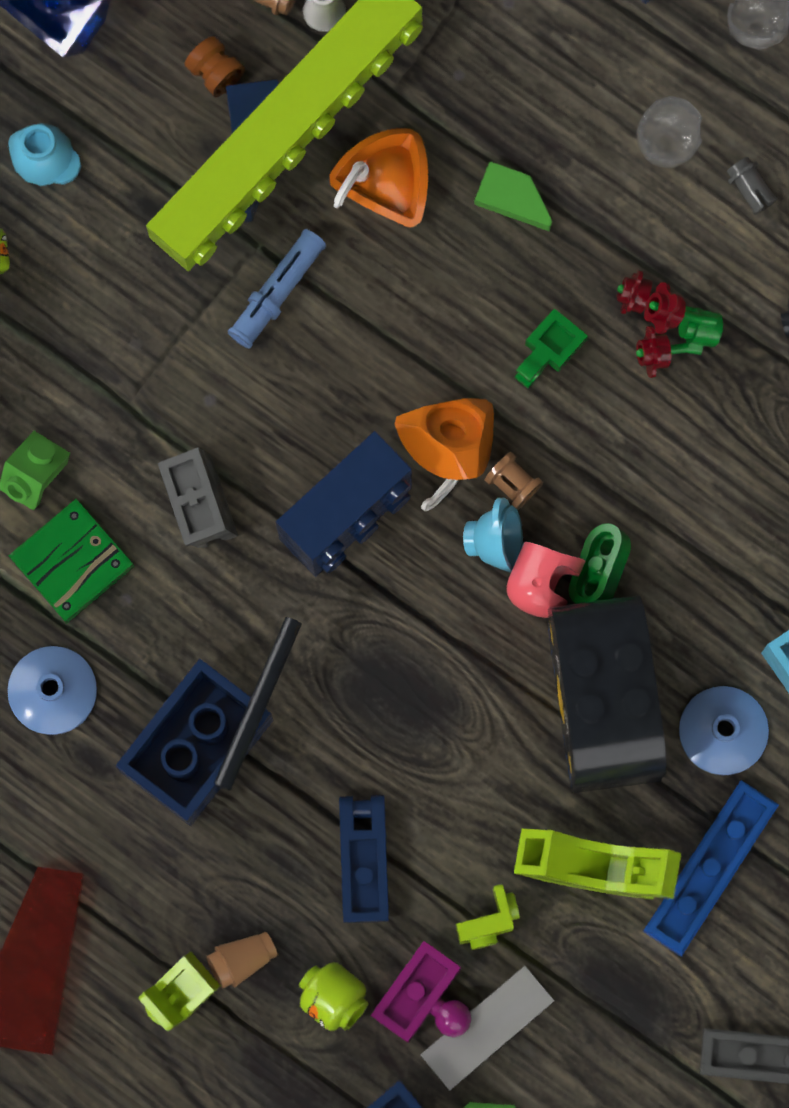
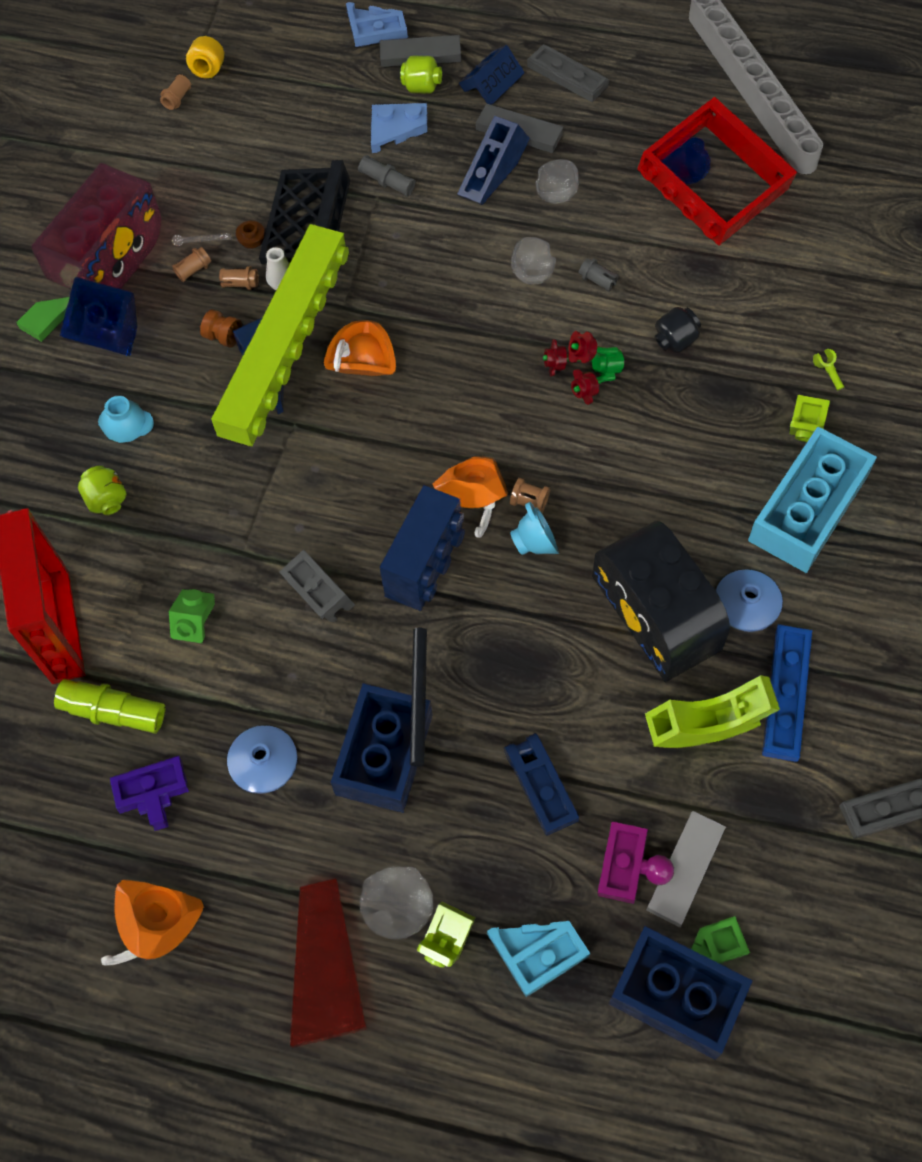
camera: 20 degrees left, 15 degrees down
(71, 561) = (242, 665): green tile -> none
(140, 929) = (396, 902): none -> clear dish
(240, 959) = (480, 893): medium nougat cone -> none
(266, 303) = (313, 451): medium blue pin -> none
(275, 1053) = (538, 952): none -> medium azure wing
(333, 996) = (563, 890): lime head -> none
(483, 930) = (652, 796): lime bracket -> none
(513, 196) = (449, 334): bright green tile -> none
(536, 577) = (574, 547): coral helmet -> none
(552, 344) = (514, 407): green plate -> none
(602, 569) = (610, 527): green plate -> none

